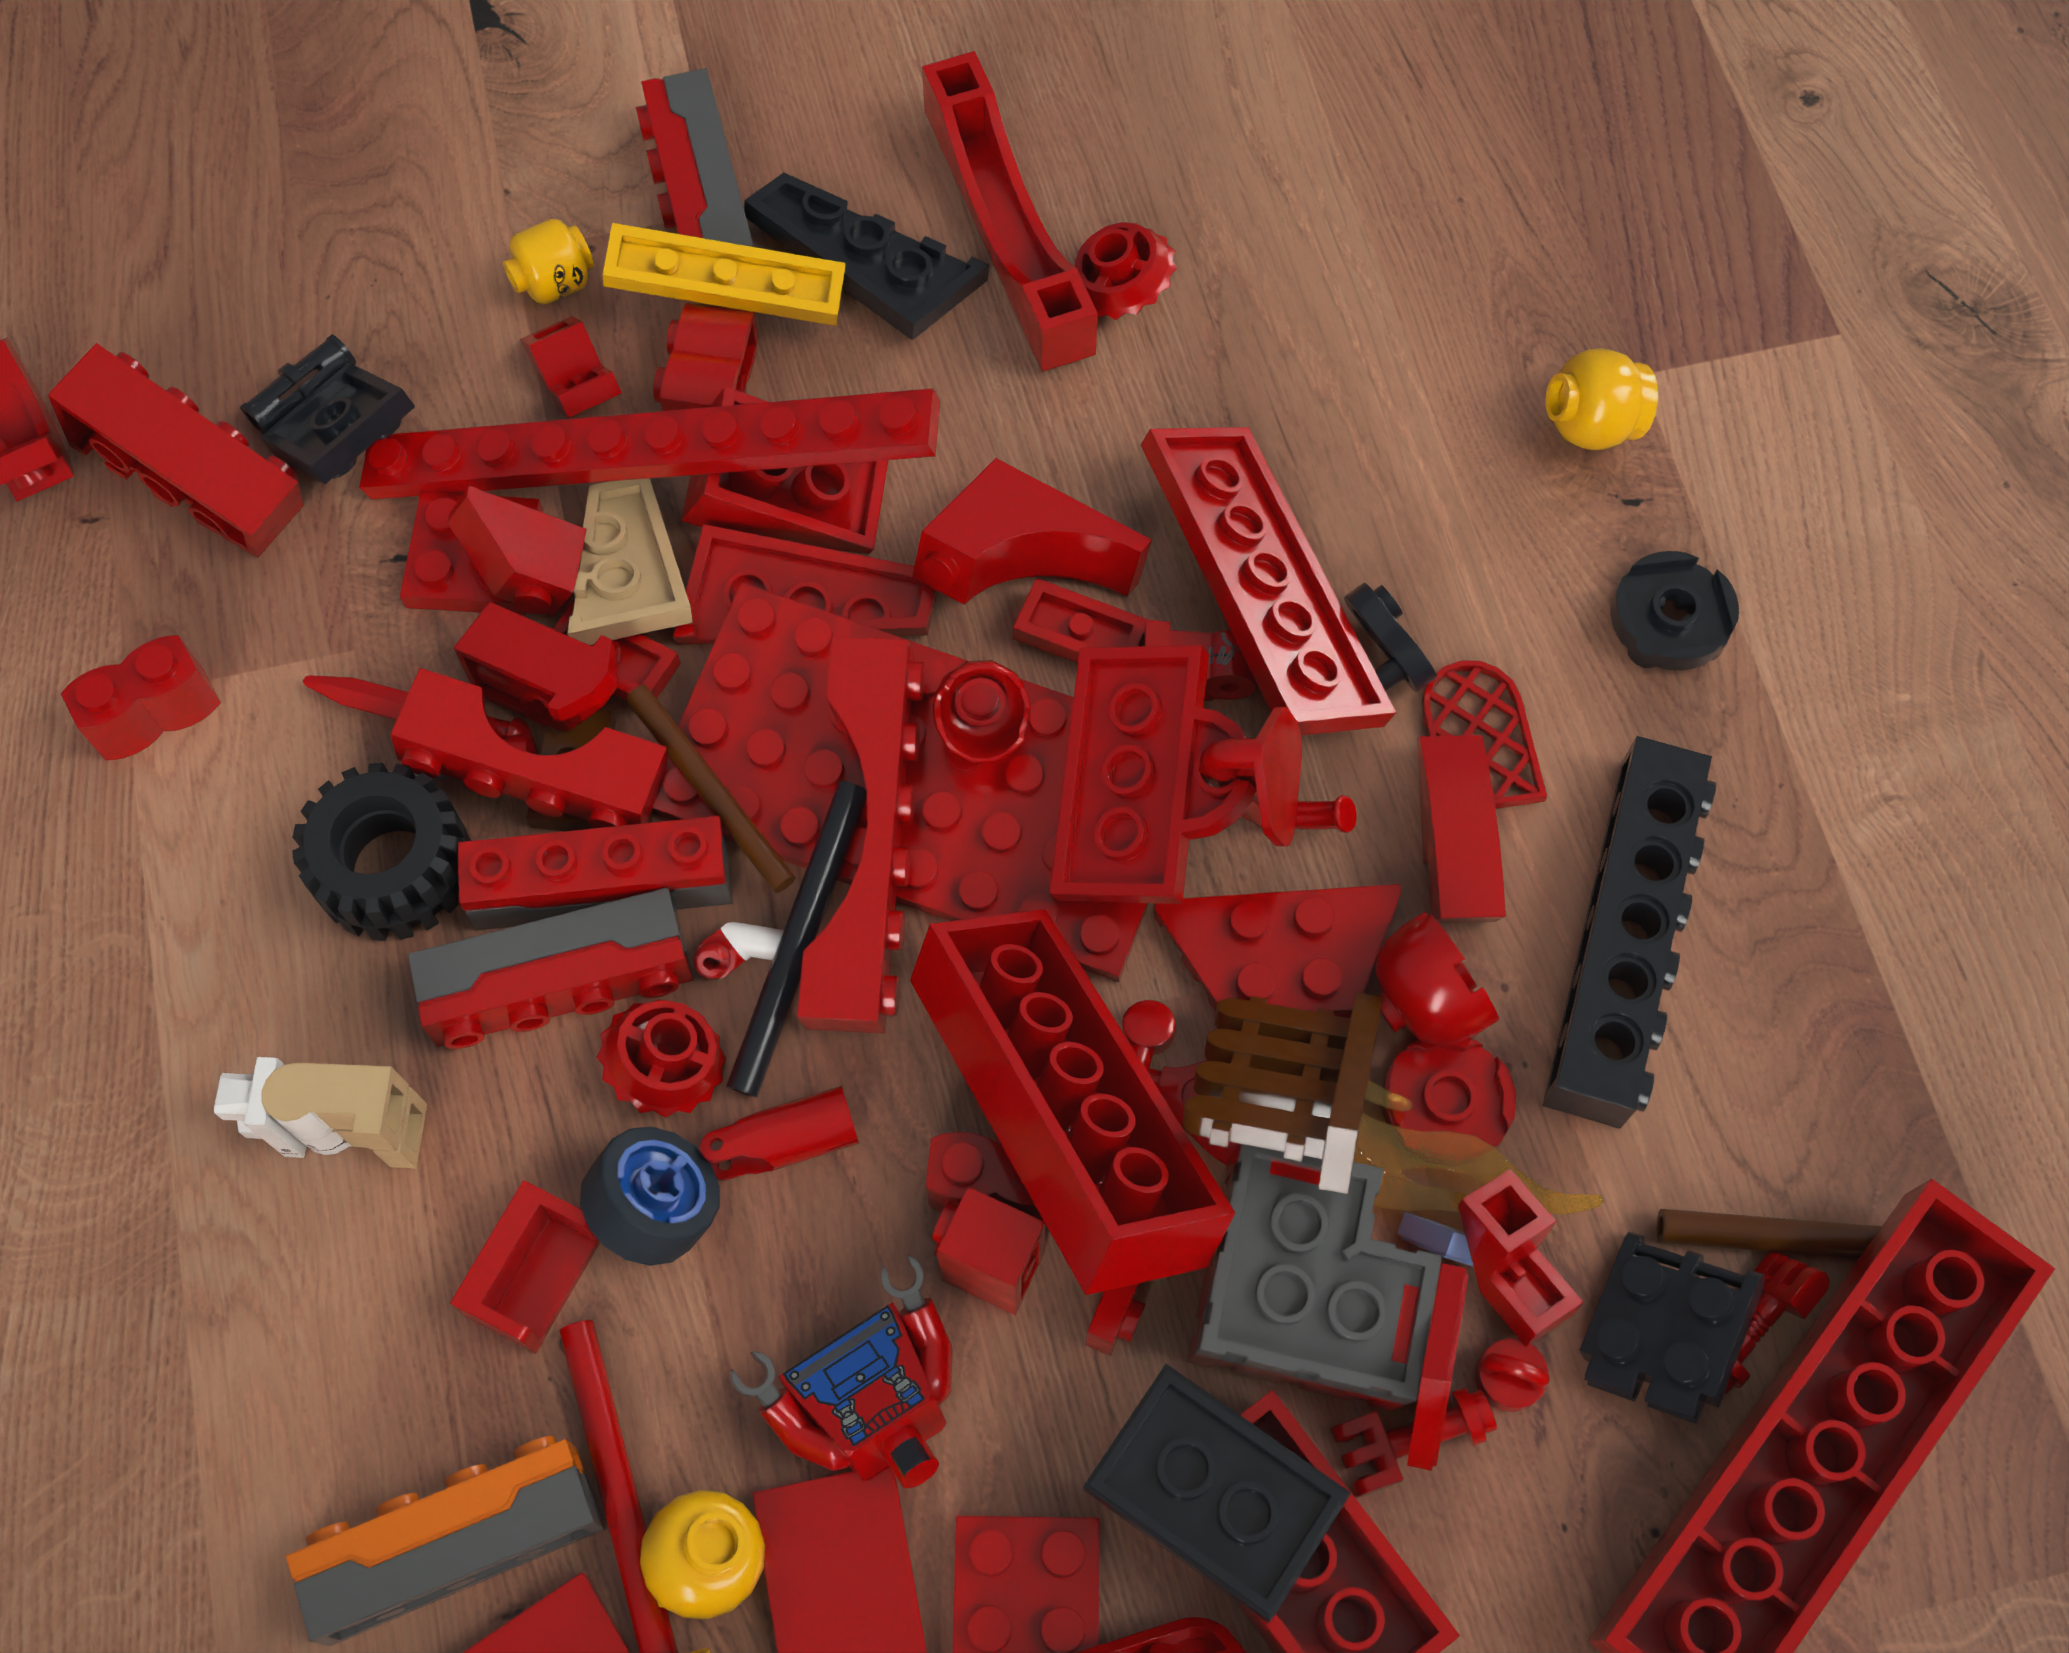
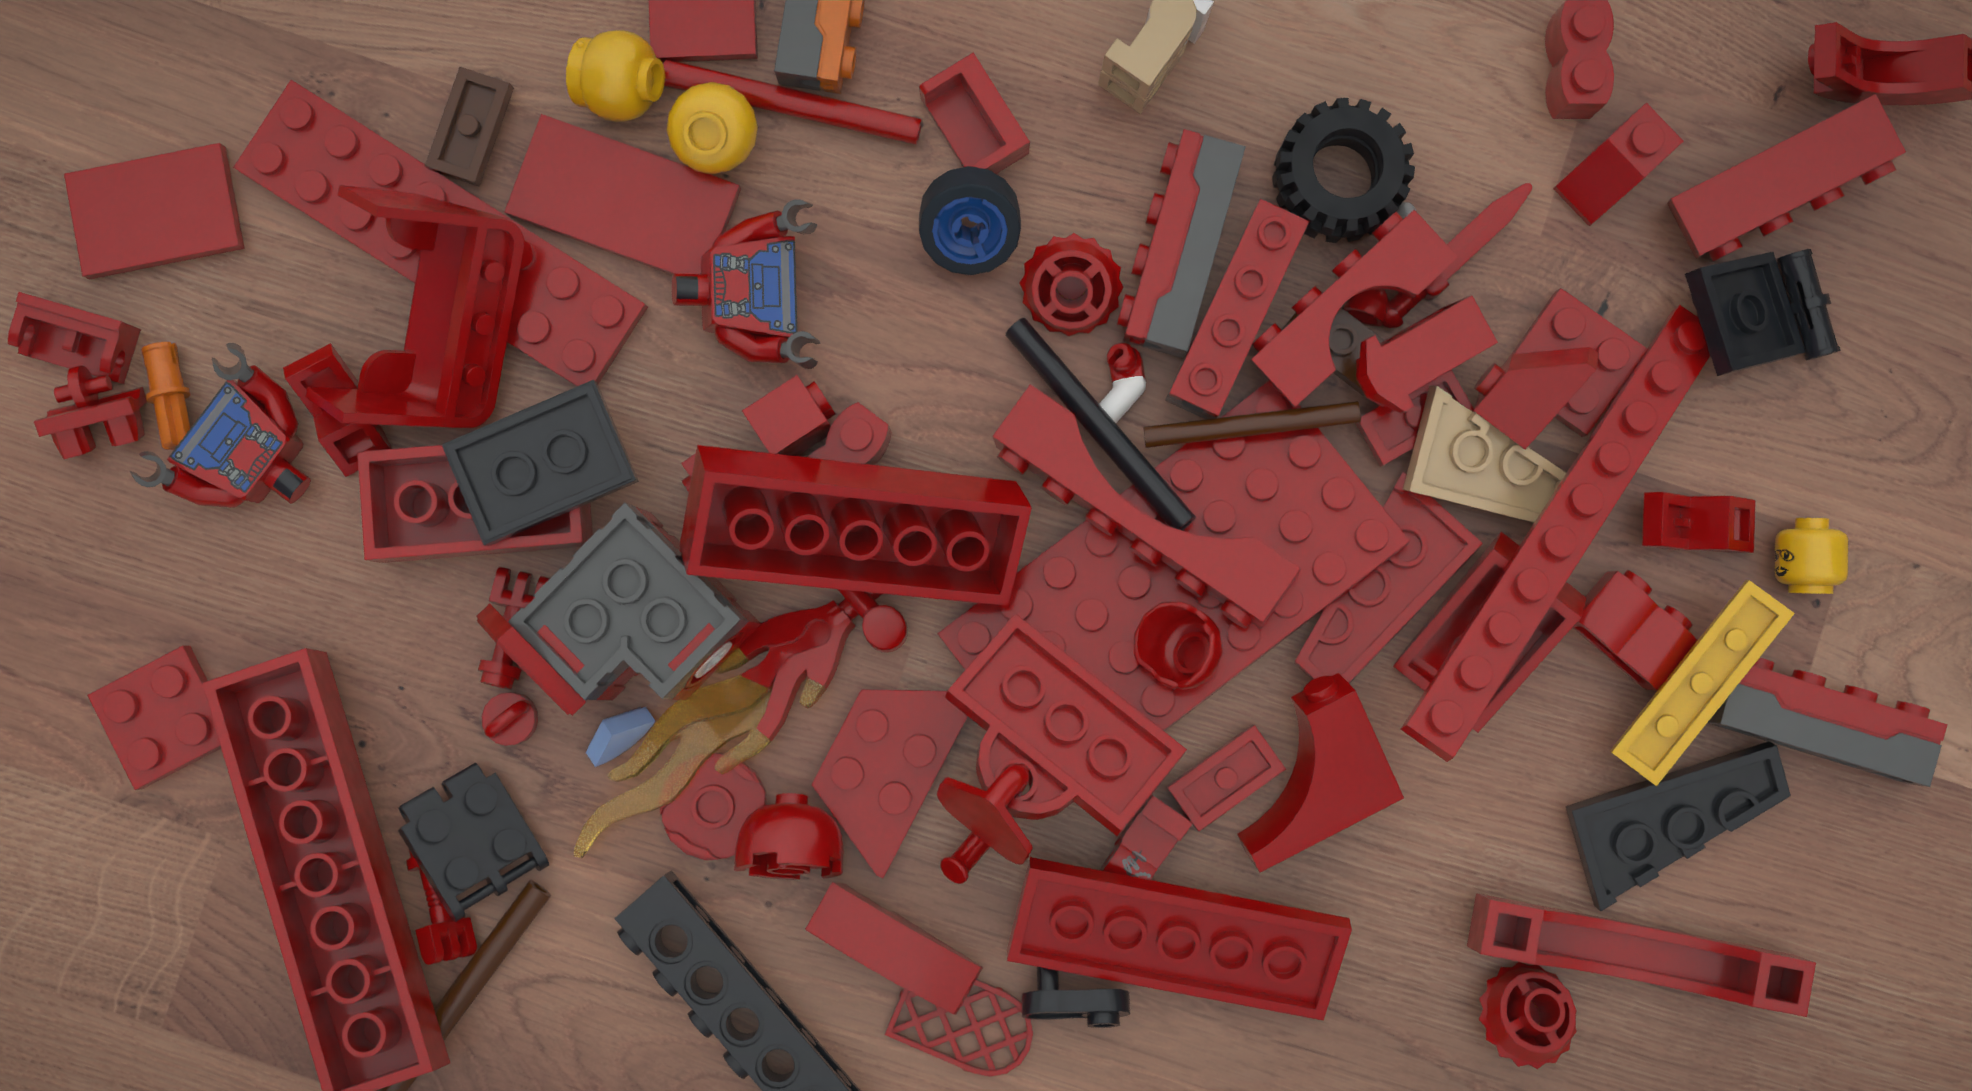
camera: 125 degrees right, 20 degrees up
(237, 608) = (1618, 164): none -> red slope
(782, 1135) = (963, 338): red piece -> none
(1287, 1081) = (745, 677): reddish brown fence -> none
(1503, 1234) = (576, 765): red slope -> none

